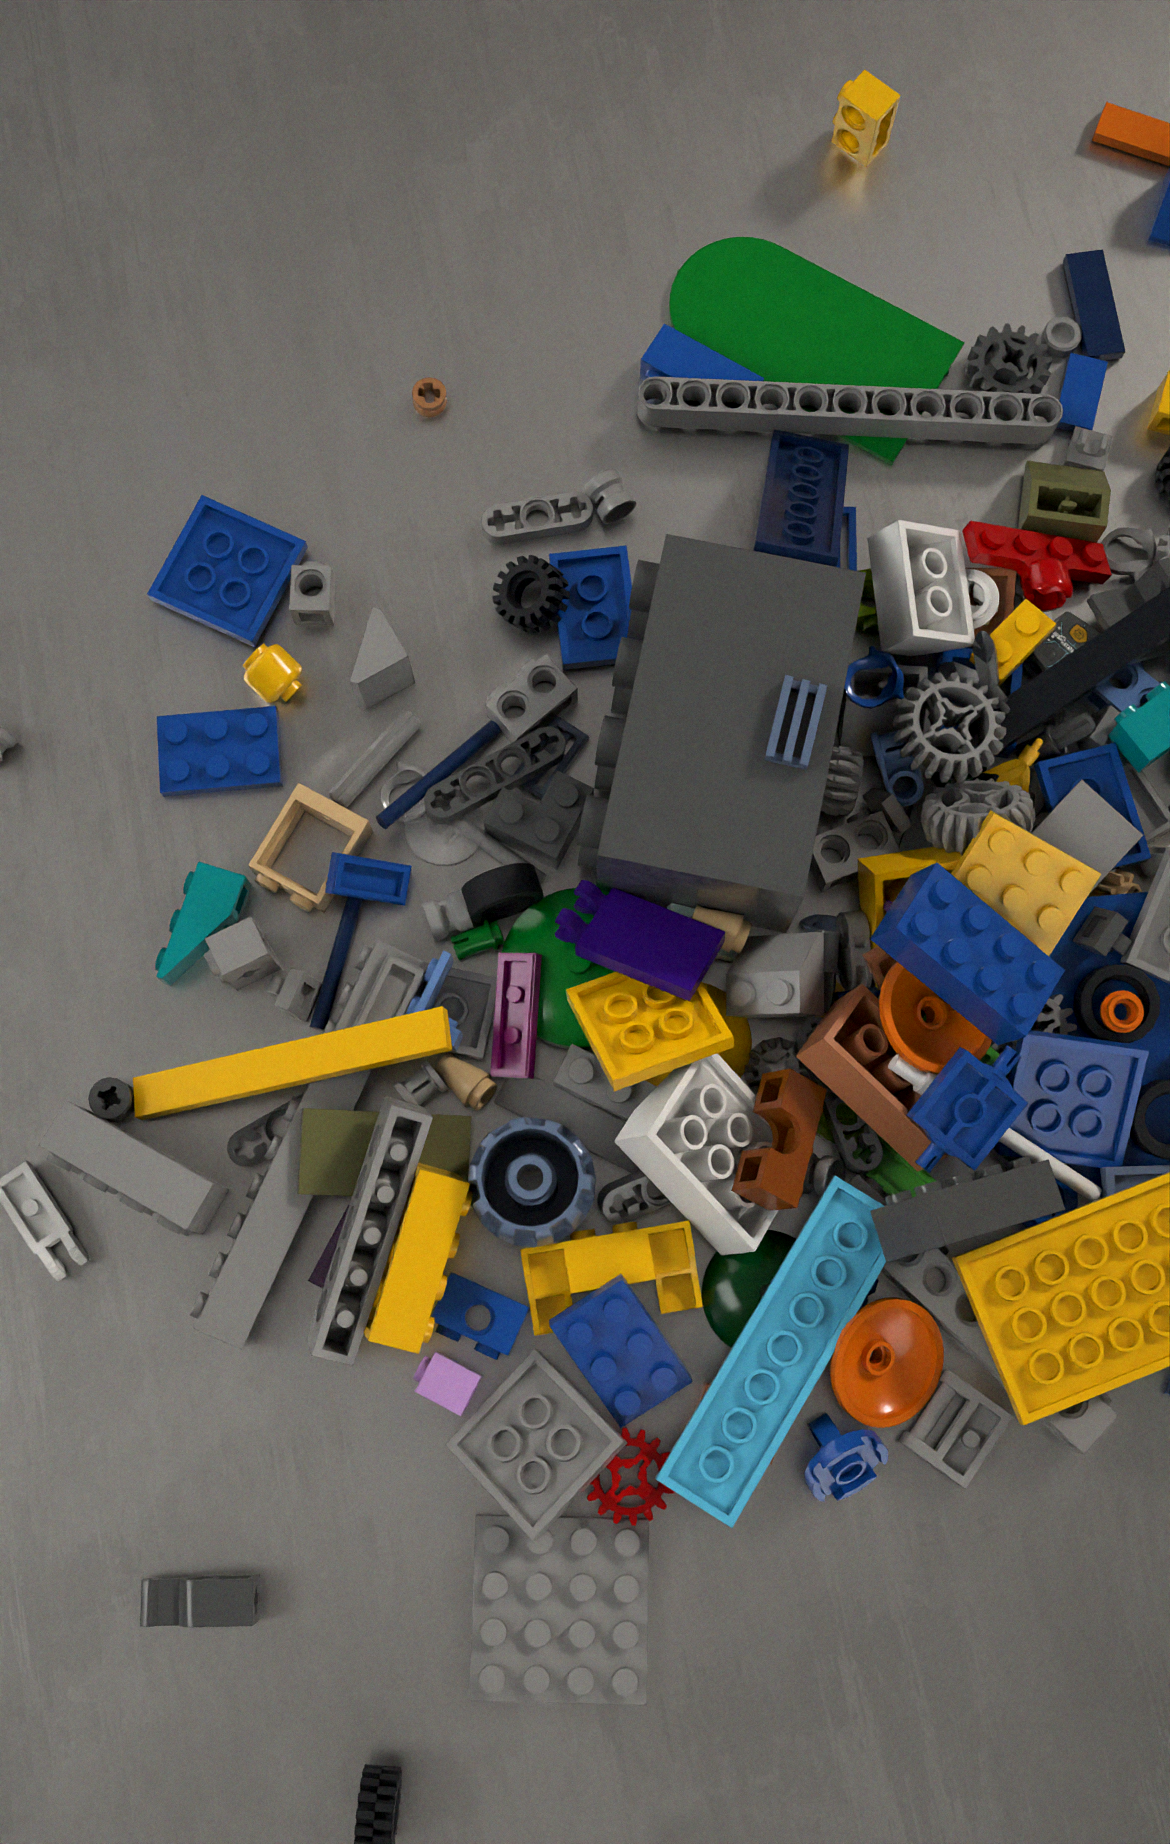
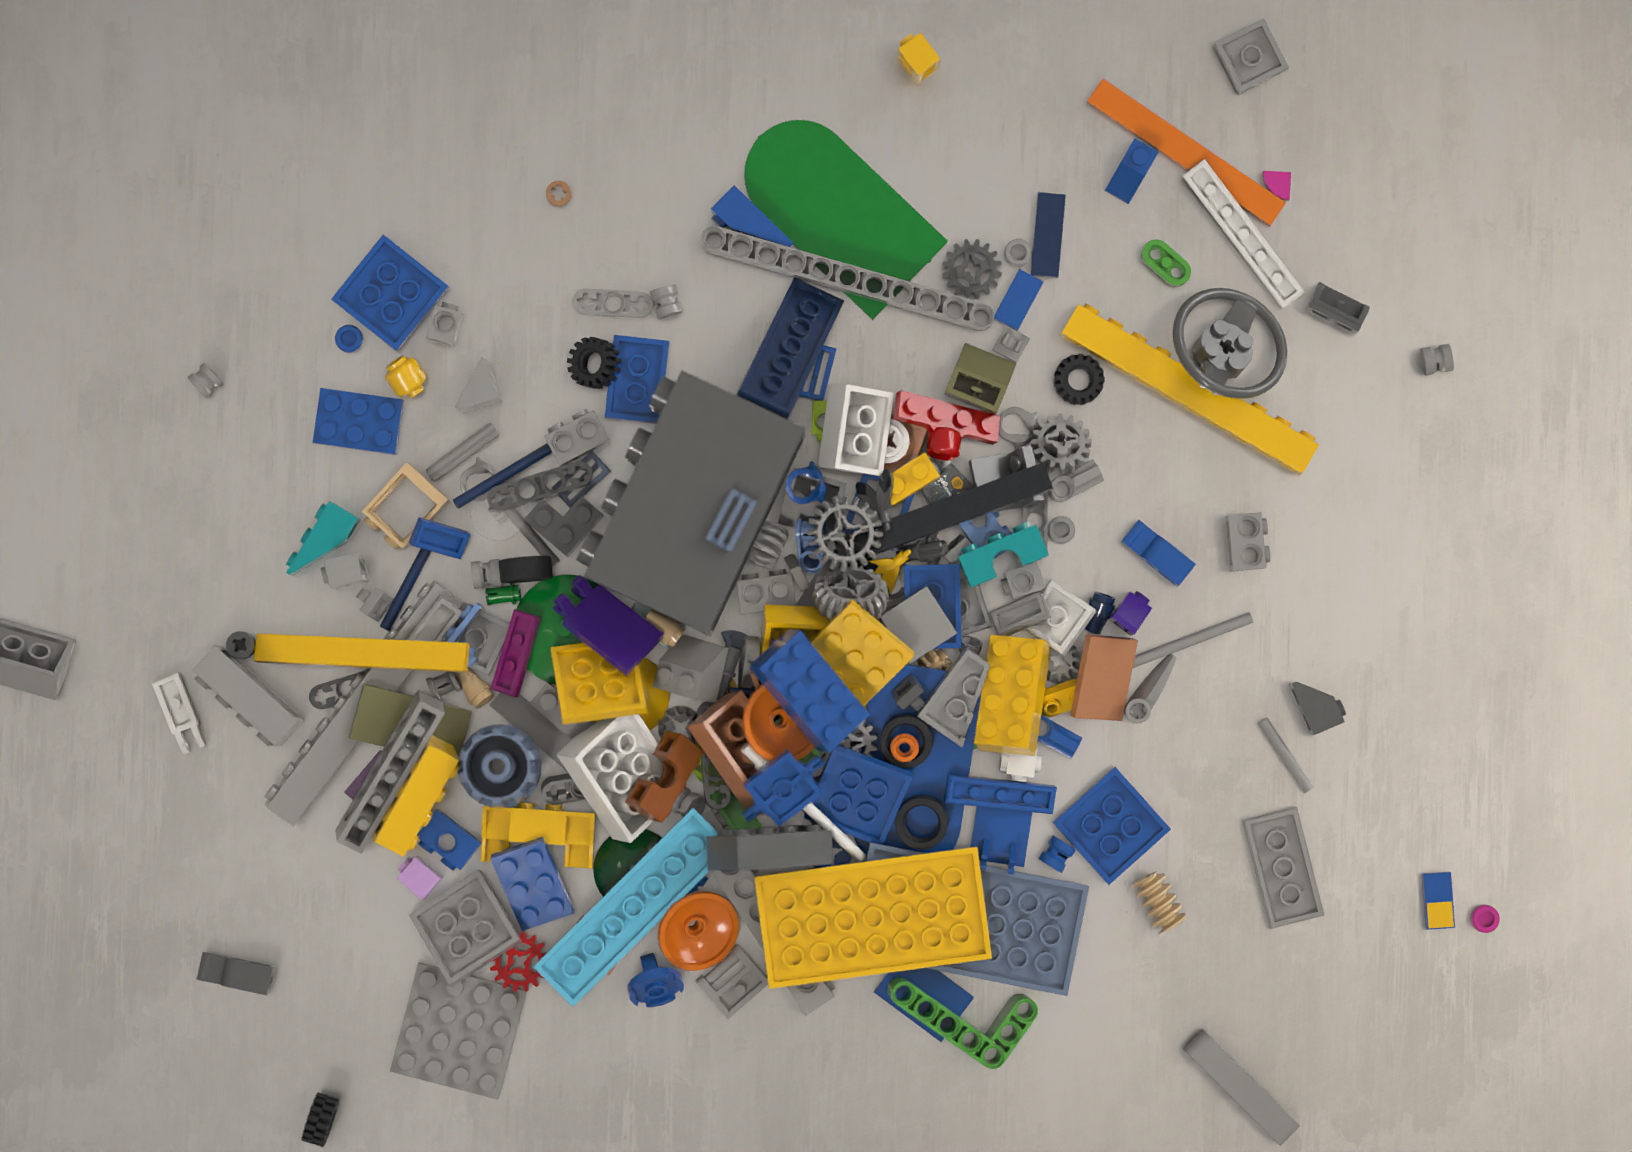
camera: 10 degrees right, 10 degrees up
(184, 645) = (349, 338): none -> blue tile

